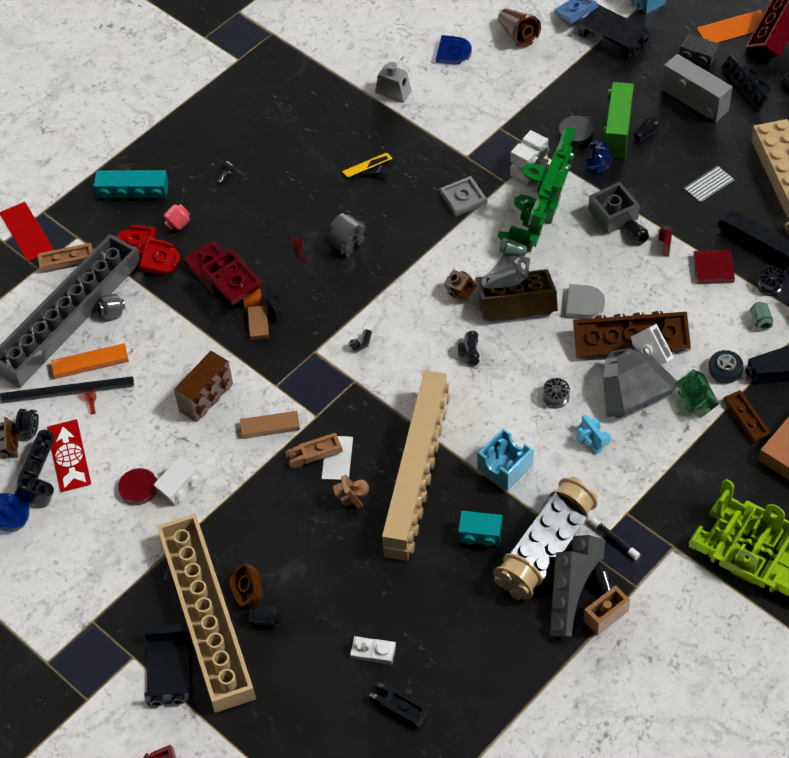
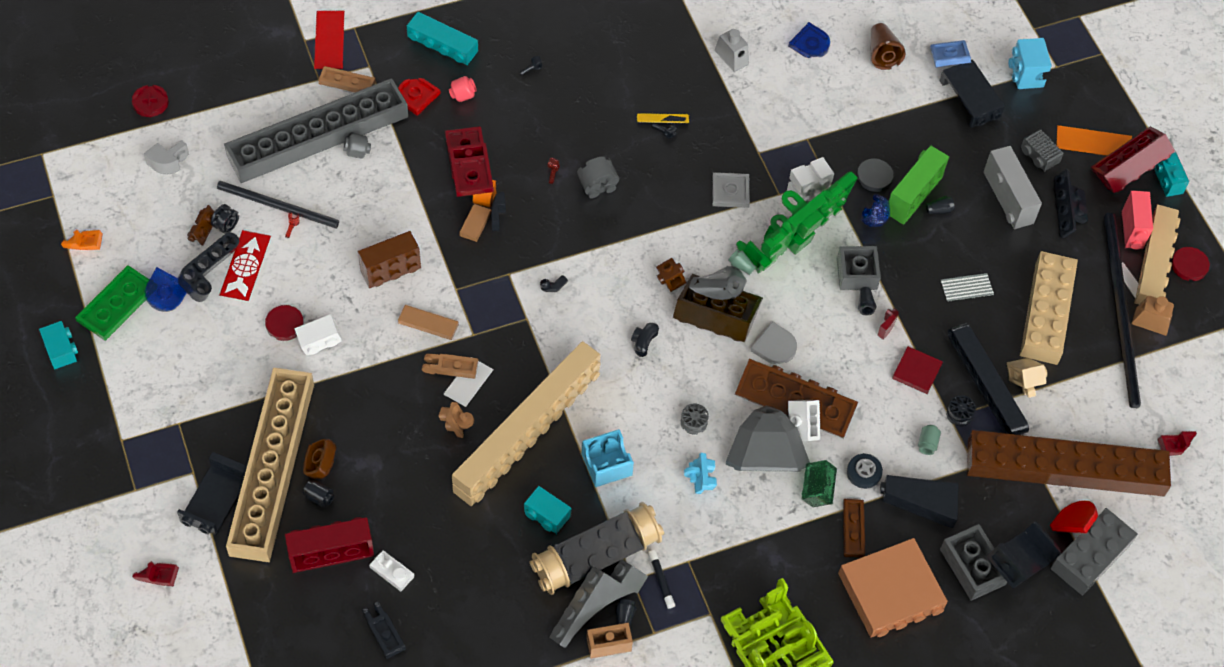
camera: 20 degrees right, 5 degrees up
(89, 360) = (311, 187): orange tile -> none
(159, 257) = (426, 119): red tile -> none
(305, 653) = (329, 544): none -> dark red brick

